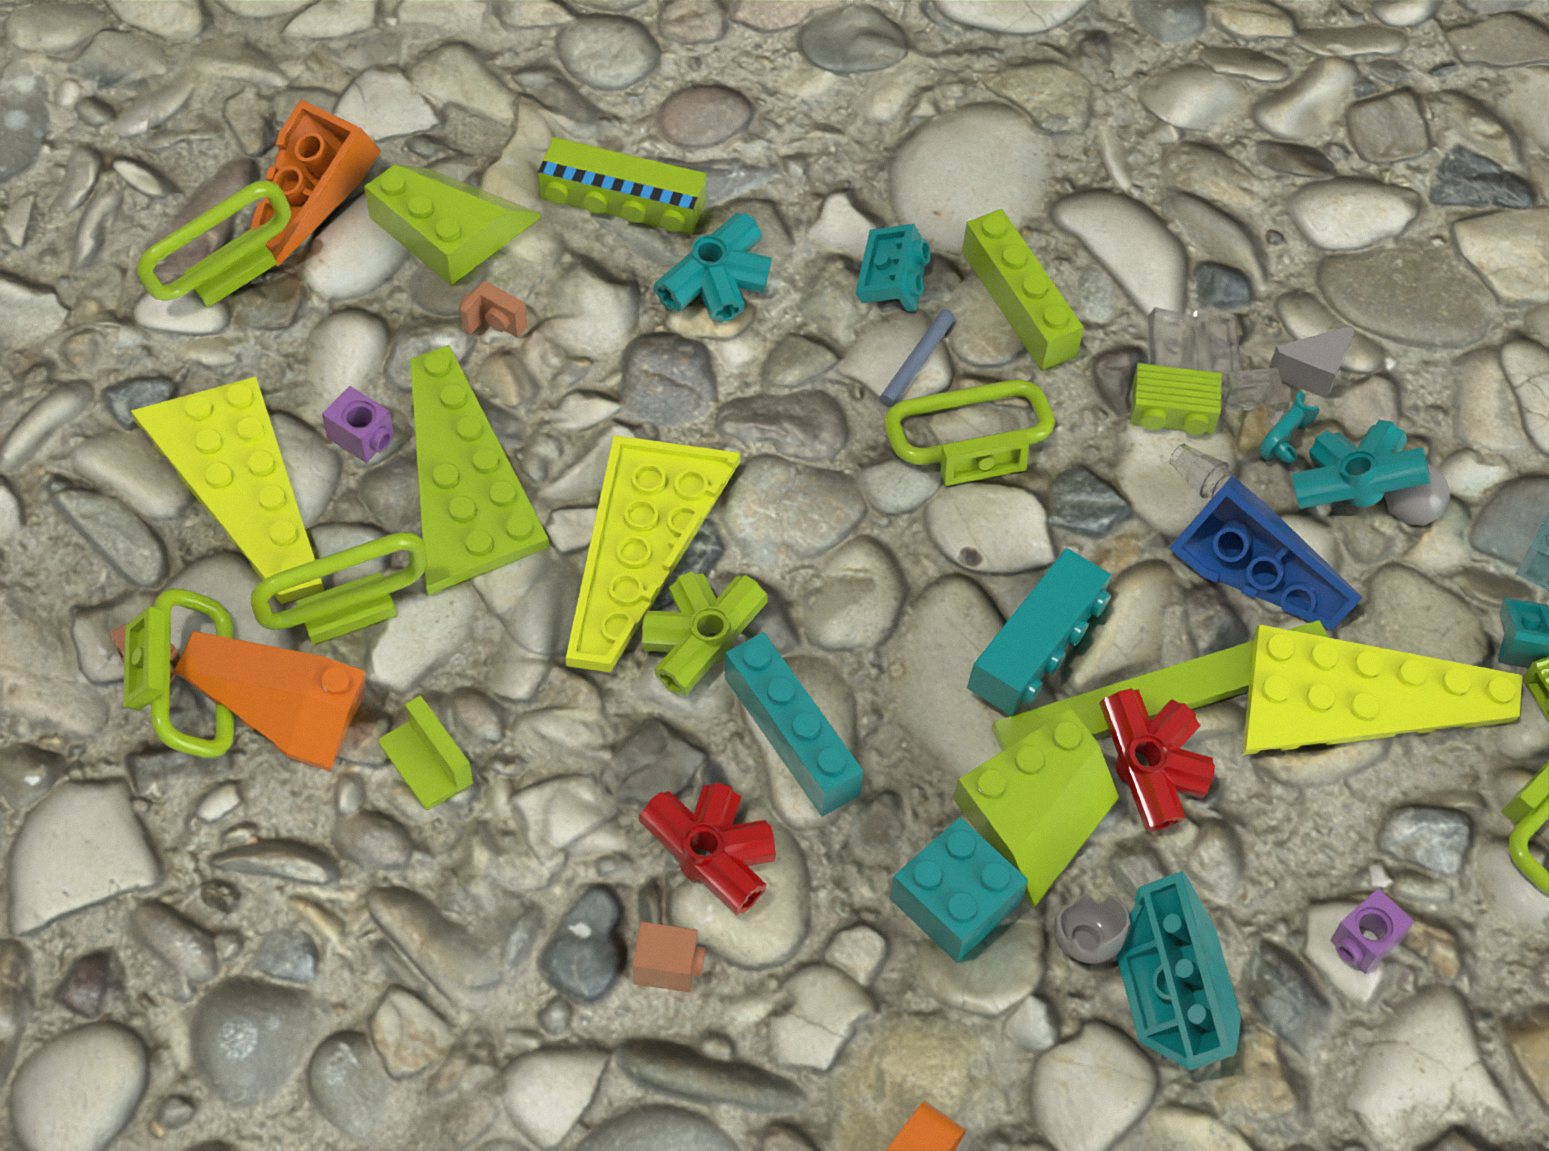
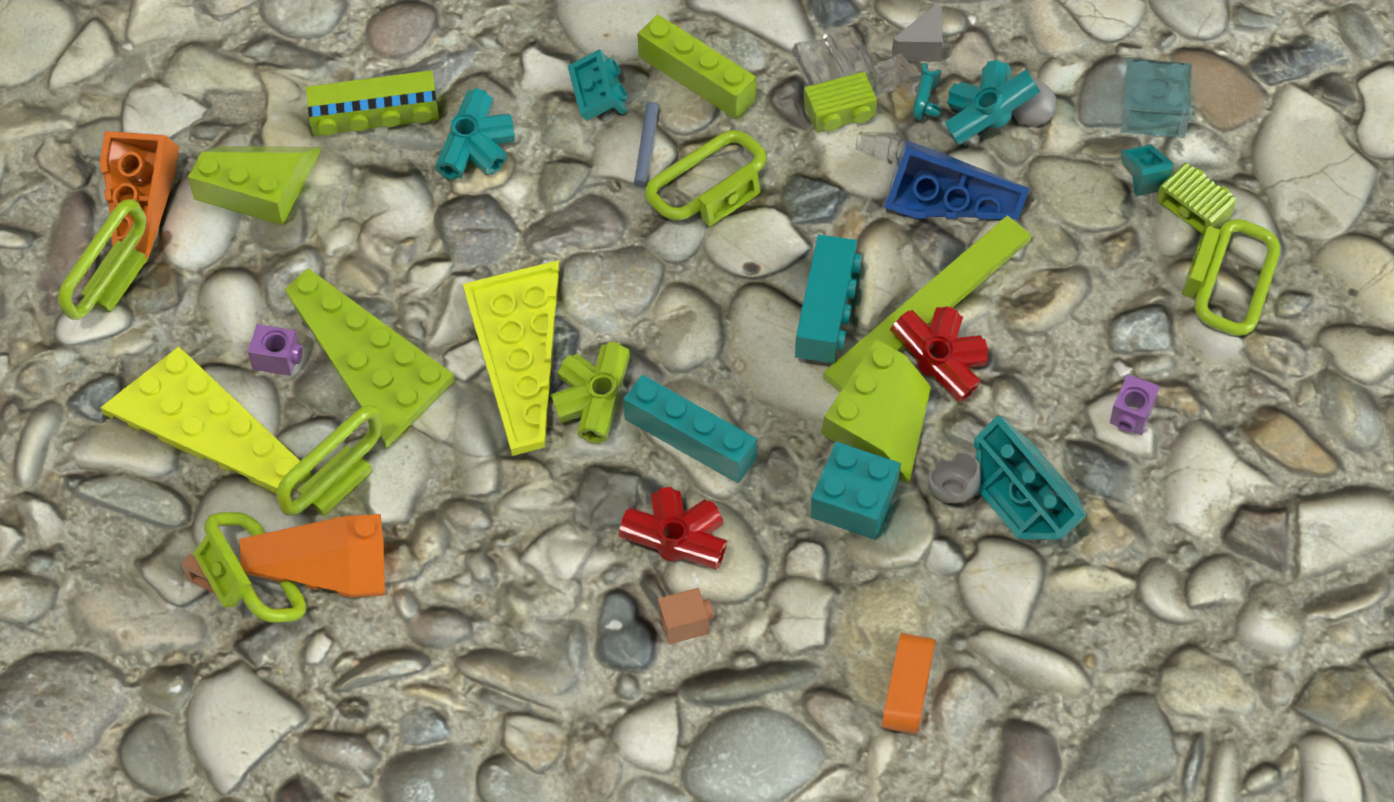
camera: 20 degrees left, 0 degrees up
(426, 756) = (448, 554): lime panel -> none
(495, 306) = (328, 227): nougat bracket -> none
(1346, 691) = (1047, 255): neon yellow wing -> none

